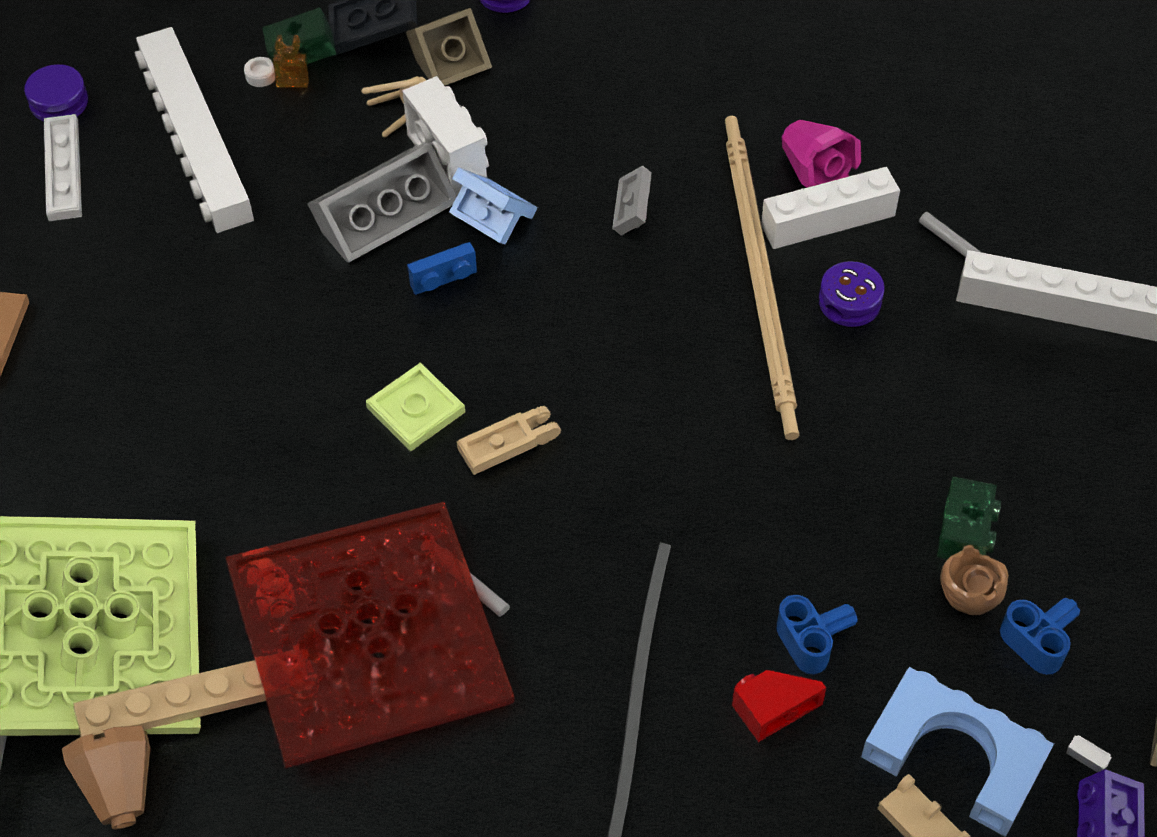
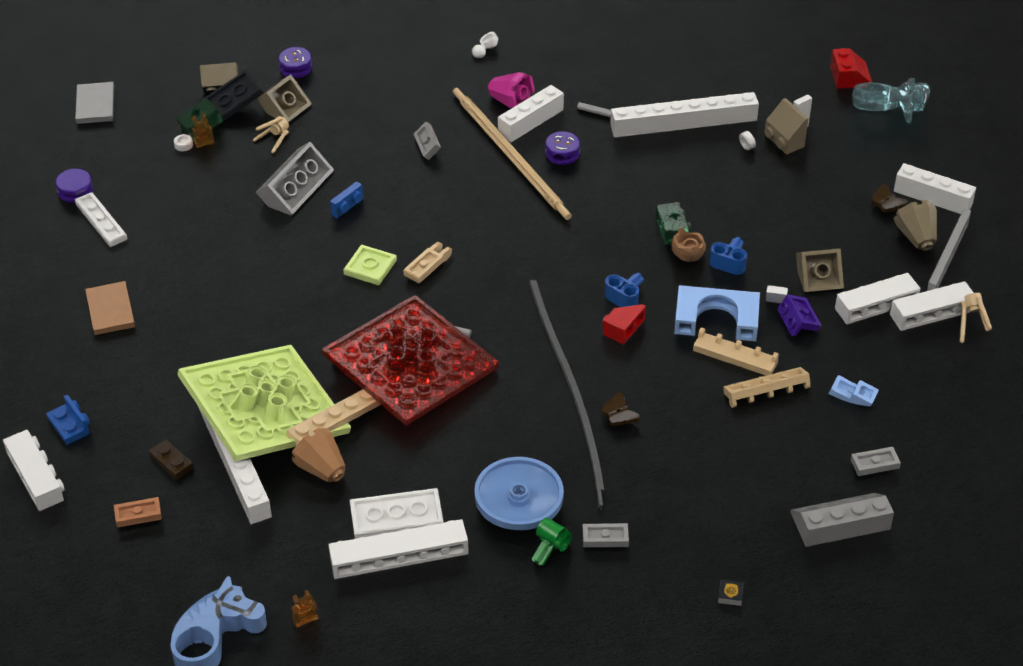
camera: 25 degrees left, 10 degrees down
(193, 130) = (166, 178): white brick -> none
(439, 120) = (303, 128): white brick -> none
(488, 205) = (354, 164): light blue bracket -> none
(832, 45) = (487, 41): none -> white plate

